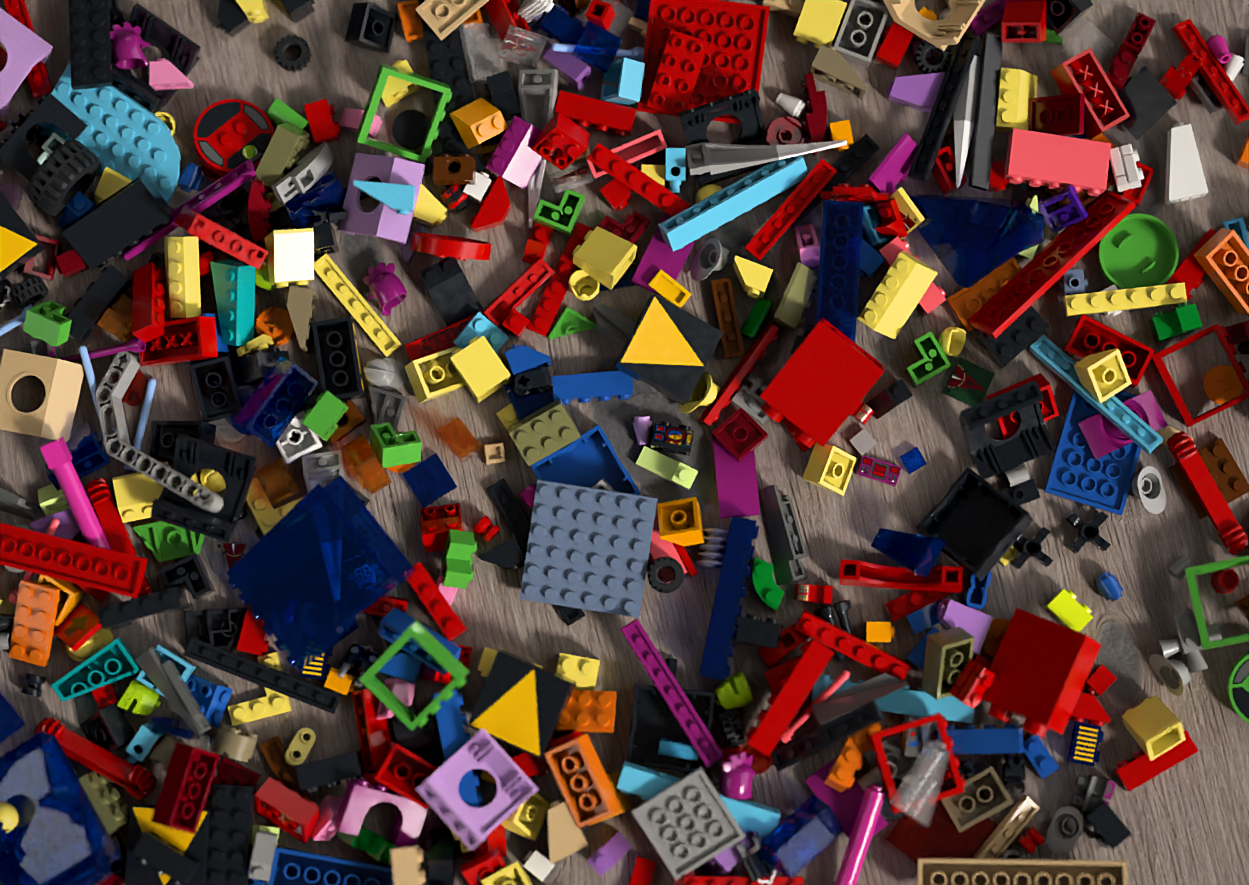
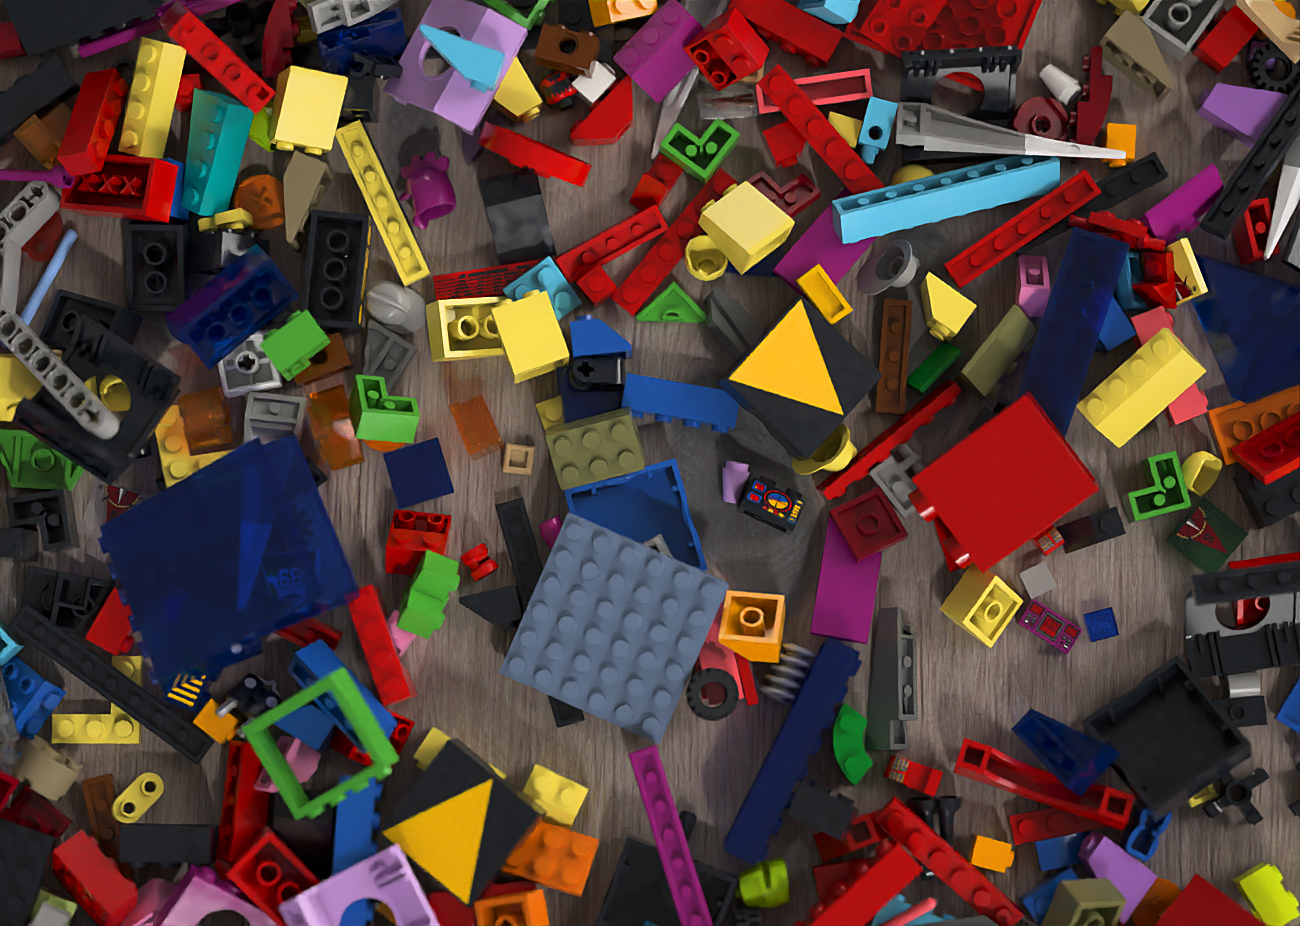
camera: 10 degrees right, 0 degrees up
(666, 467) = (753, 543): yellowish green slope -> none

